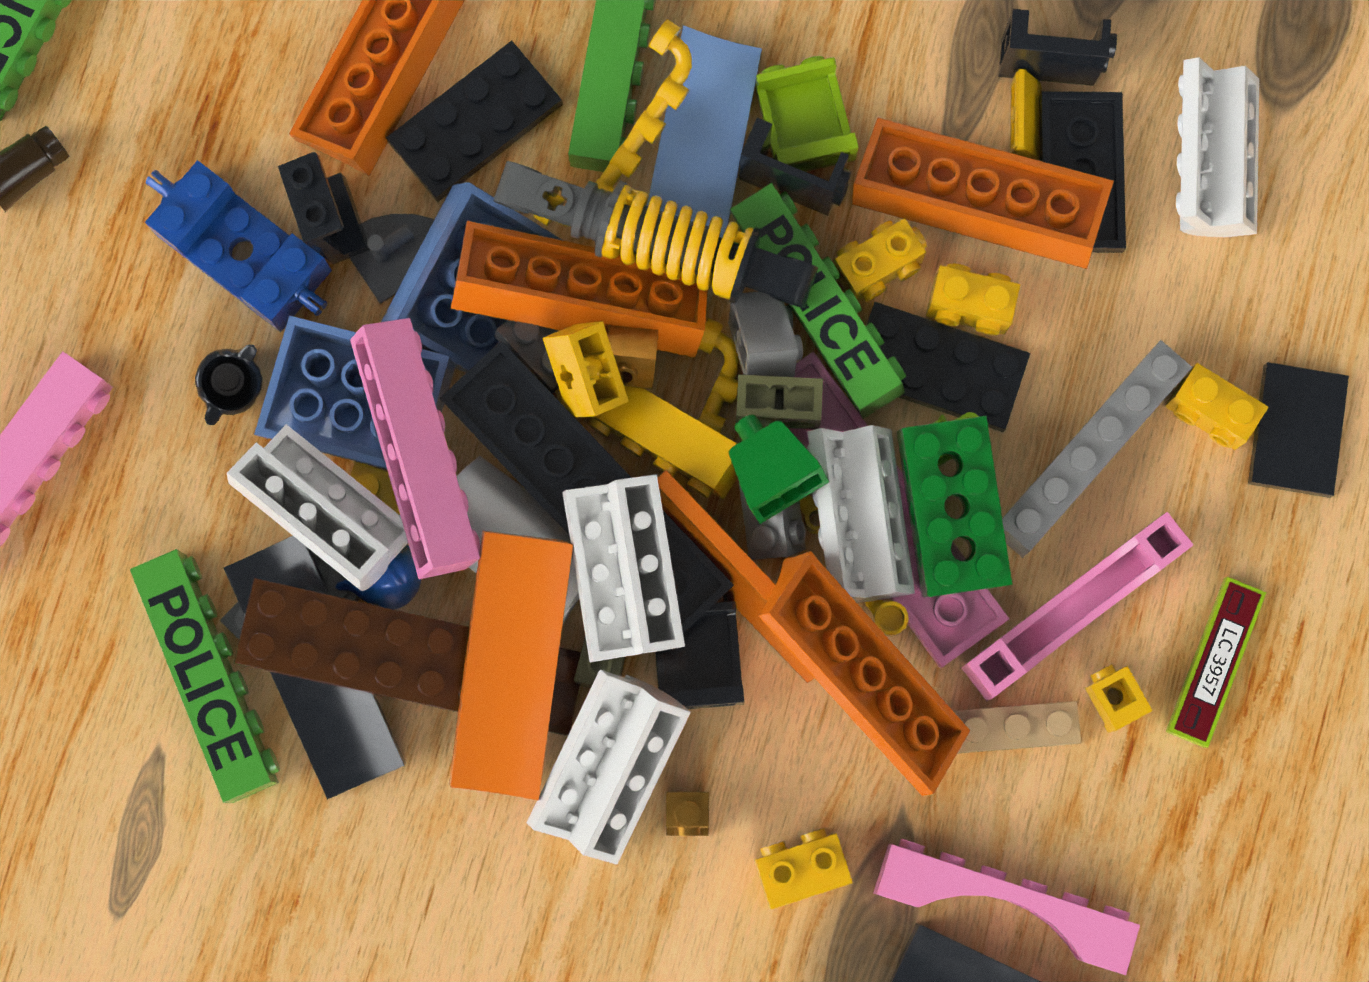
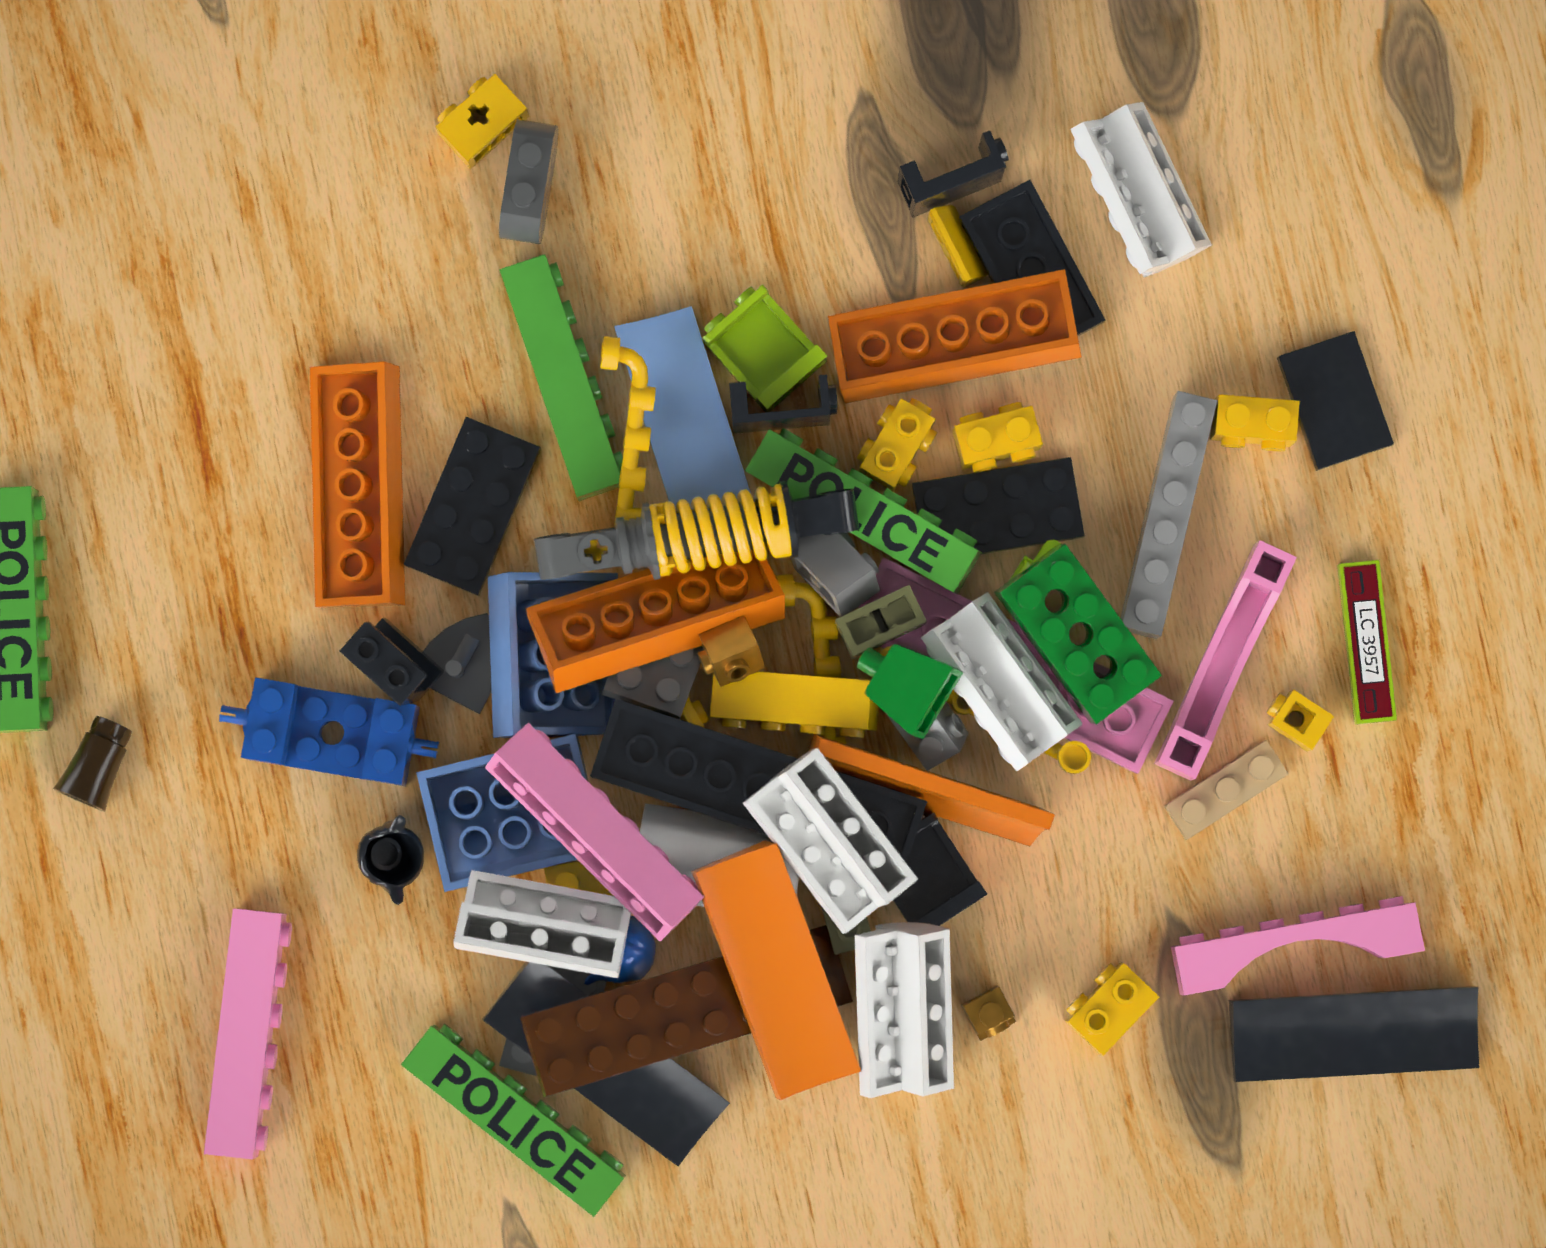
camera: 30 degrees left, 5 degrees up
(585, 369) = (703, 685): yellow brick -> none
(864, 671) = (1077, 818): orange arch -> none

